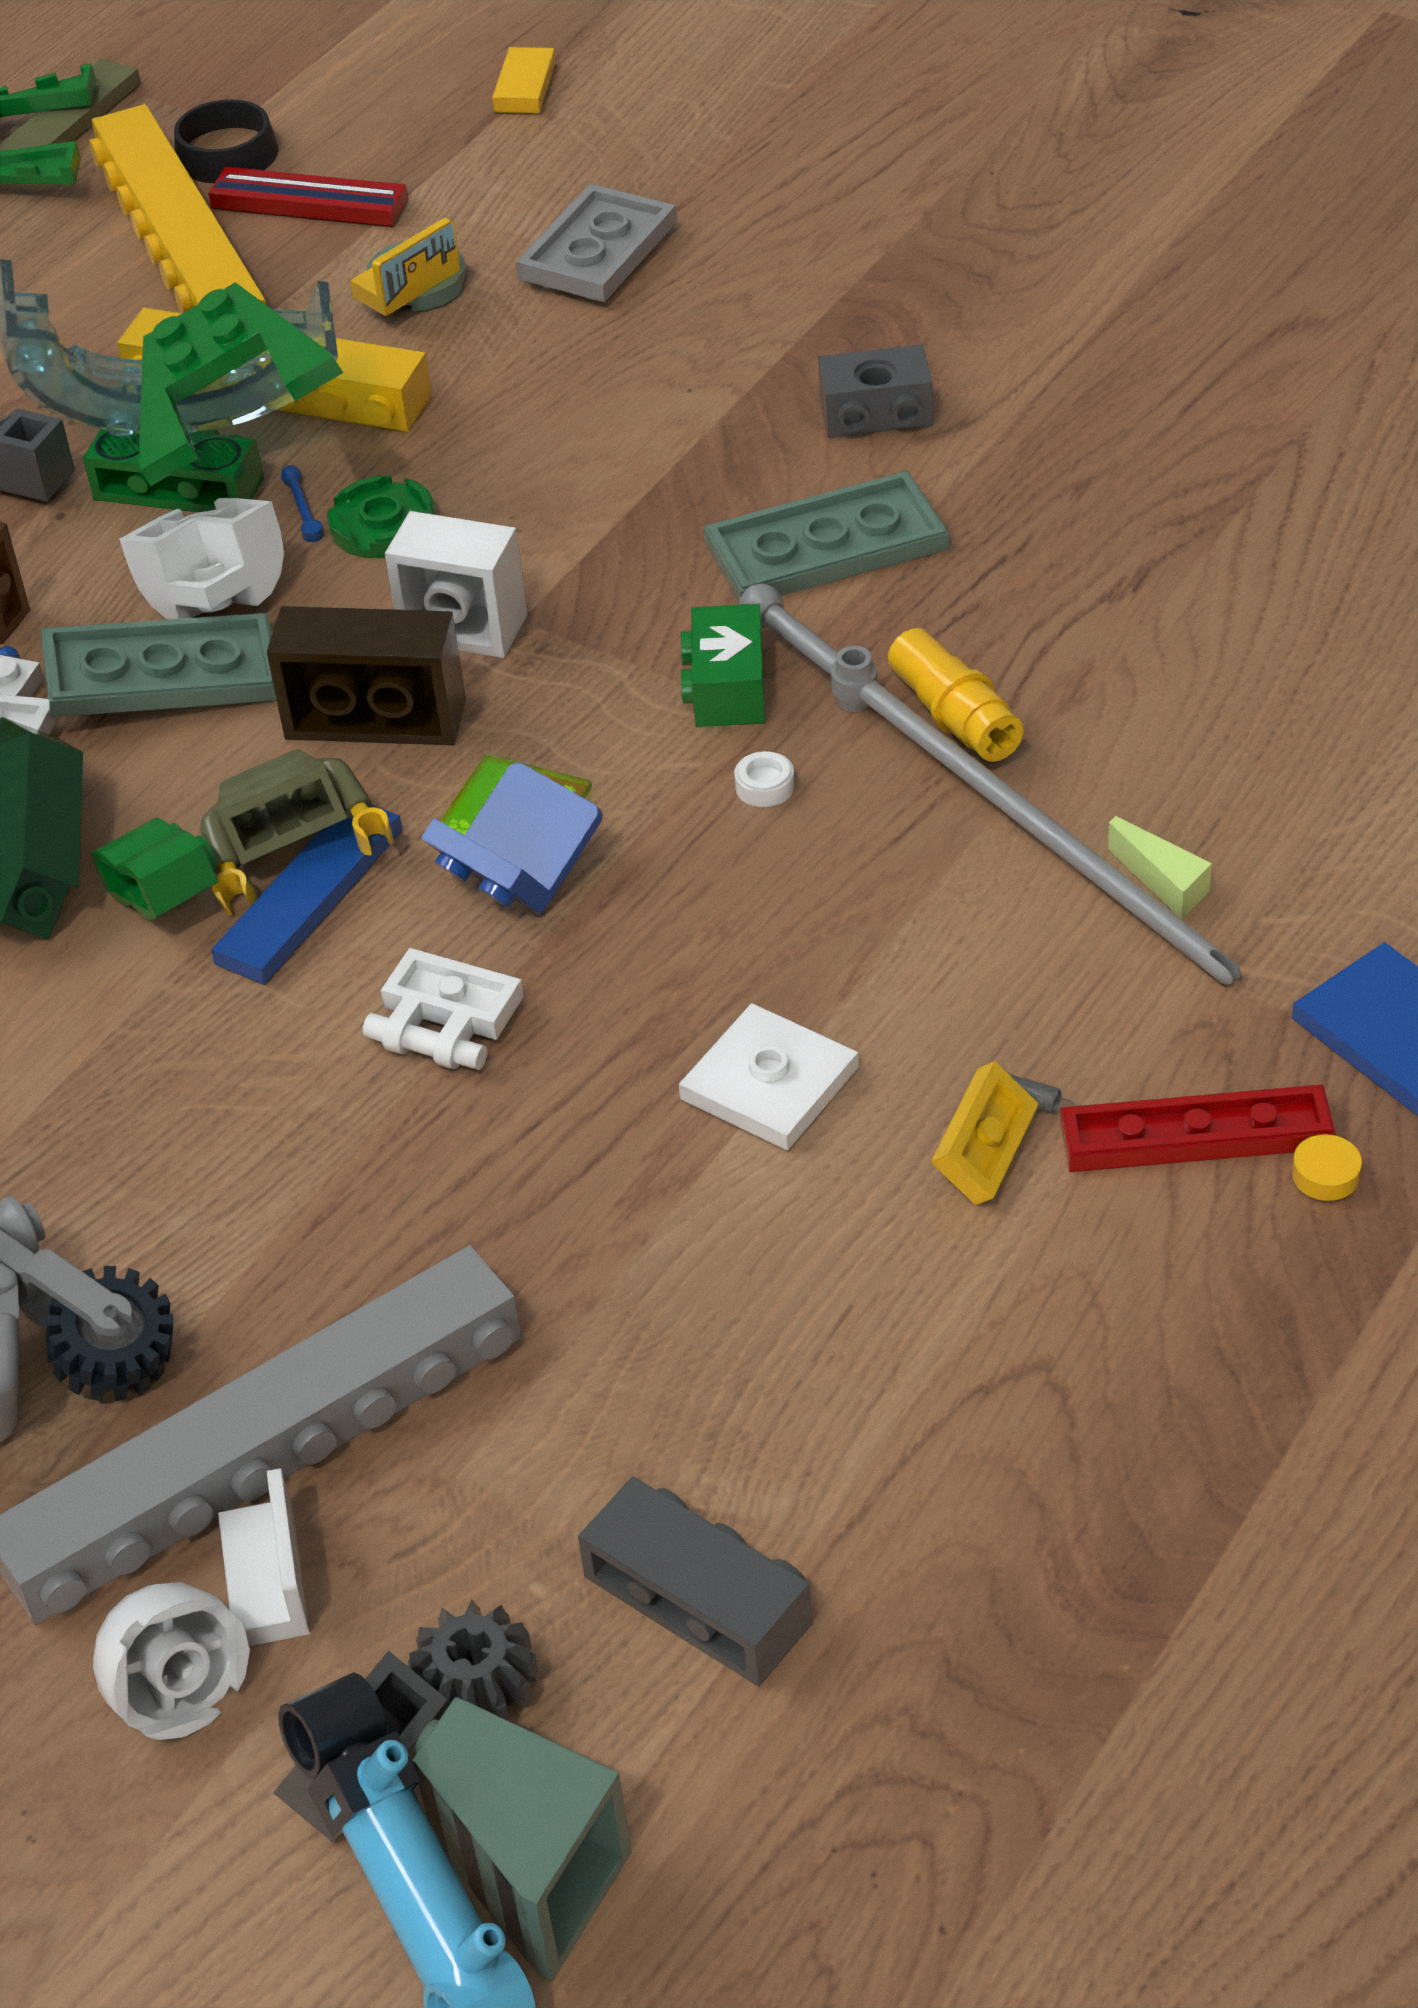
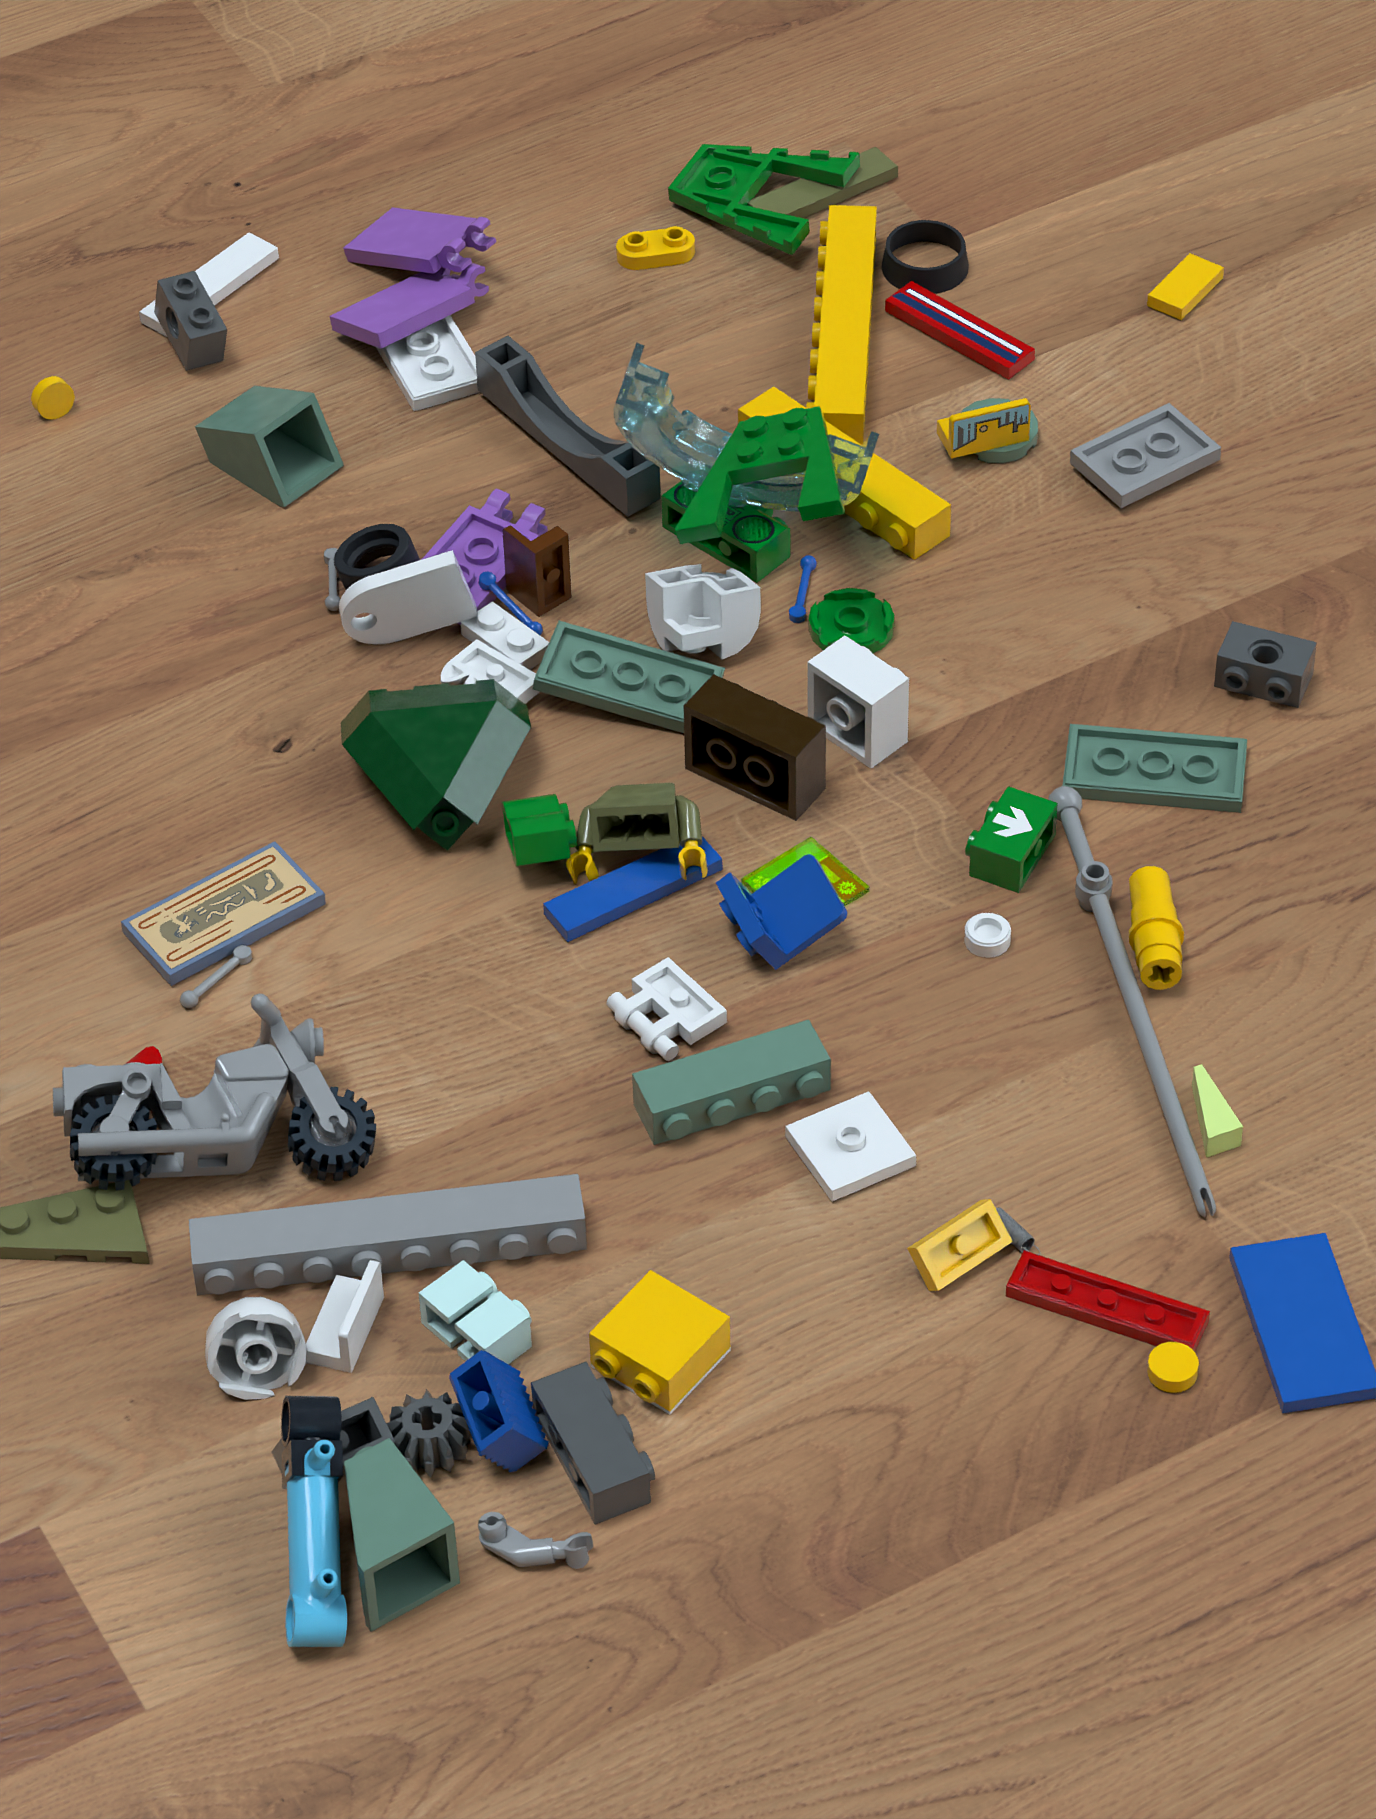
camera: 25 degrees right, 0 degrees up
(424, 1474) = (471, 1308): none -> light aqua piece
(554, 1594) = (498, 1411): none -> blue brick
(579, 1061) = (731, 1082): none -> sand green brick
(693, 1768) = (527, 1552): none -> light grey arm
(700, 1410) = (659, 1342): none -> yellow piece

